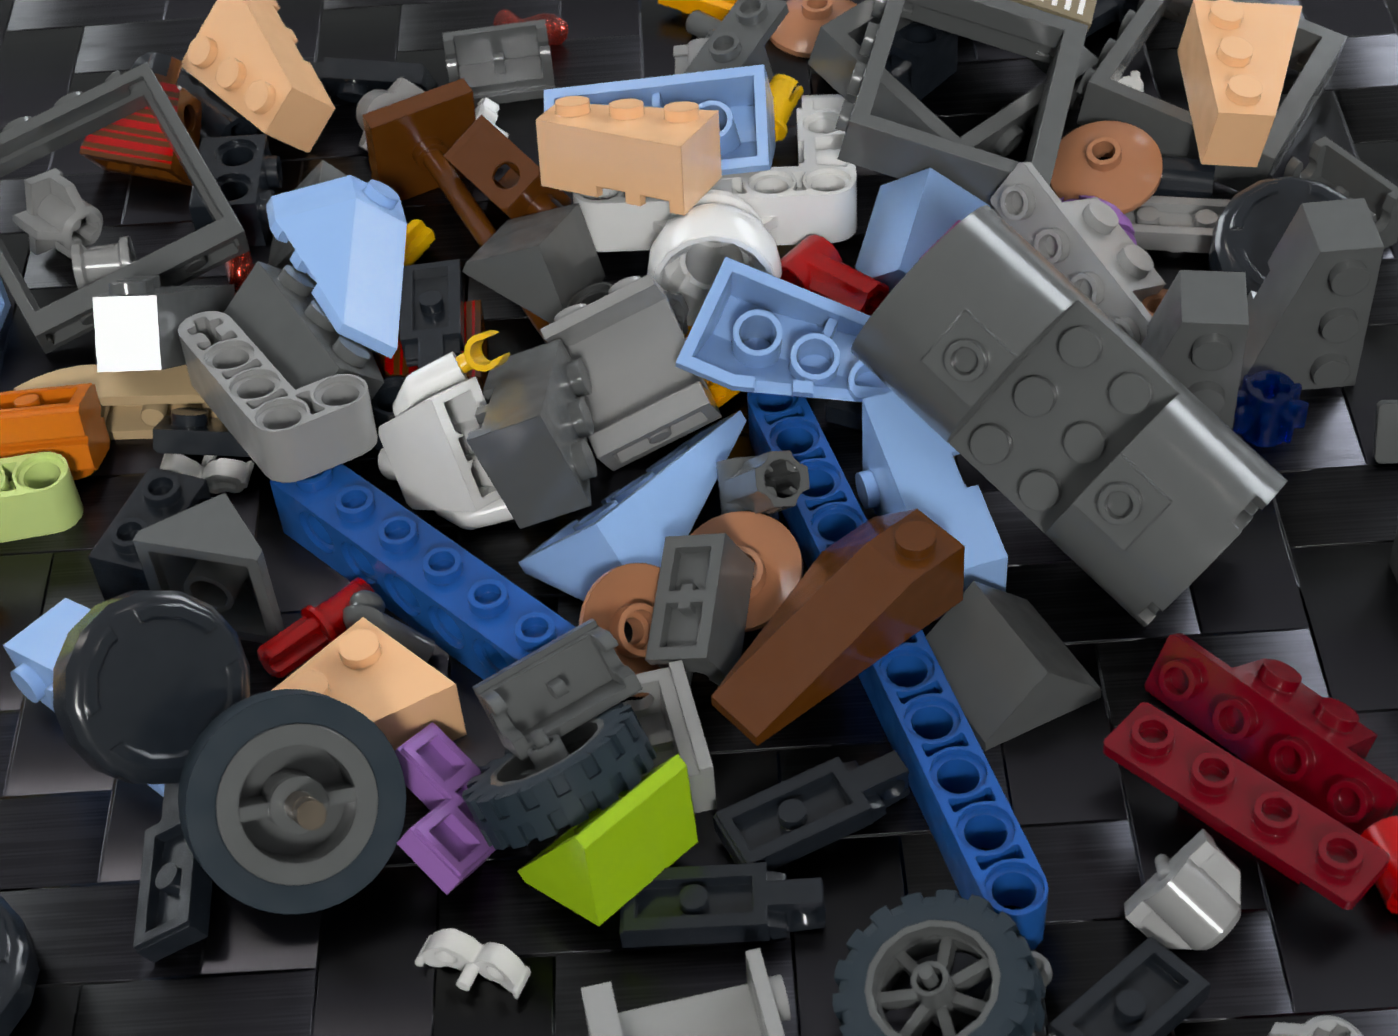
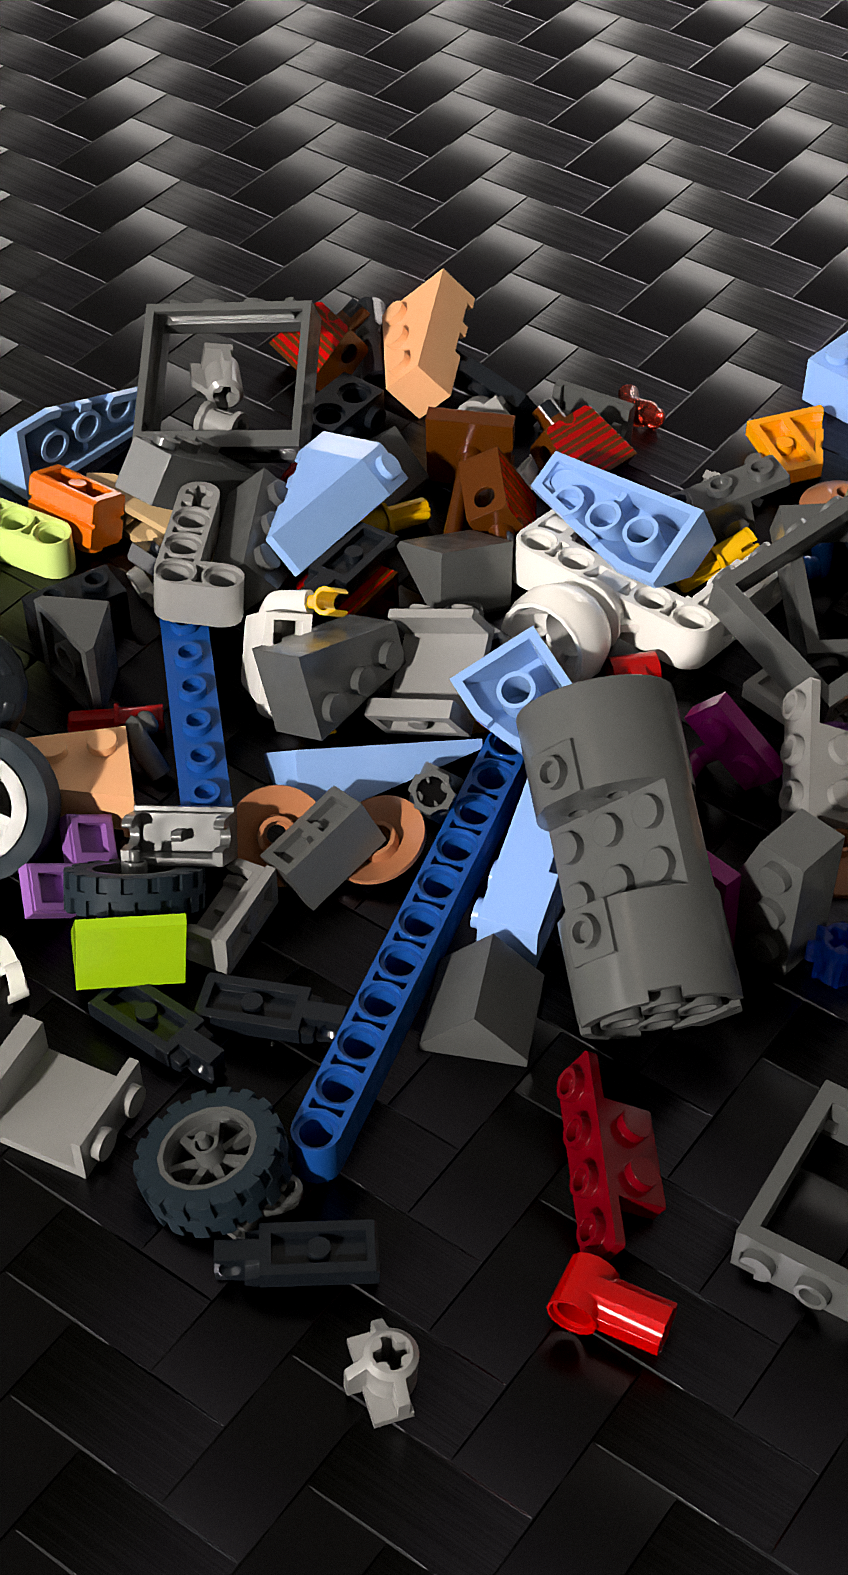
camera: 35 degrees right, 0 degrees up
(518, 84) = (580, 436): none -> torso
(630, 149) = (563, 525): light nougat wedge -> none
(842, 618) = (393, 904): reddish brown wedge -> none
(909, 221) = (745, 678): light blue slope -> none
(1190, 898) = (423, 1215): light grey piece -> none
(1247, 806) = (507, 1183): dark red bracket -> none

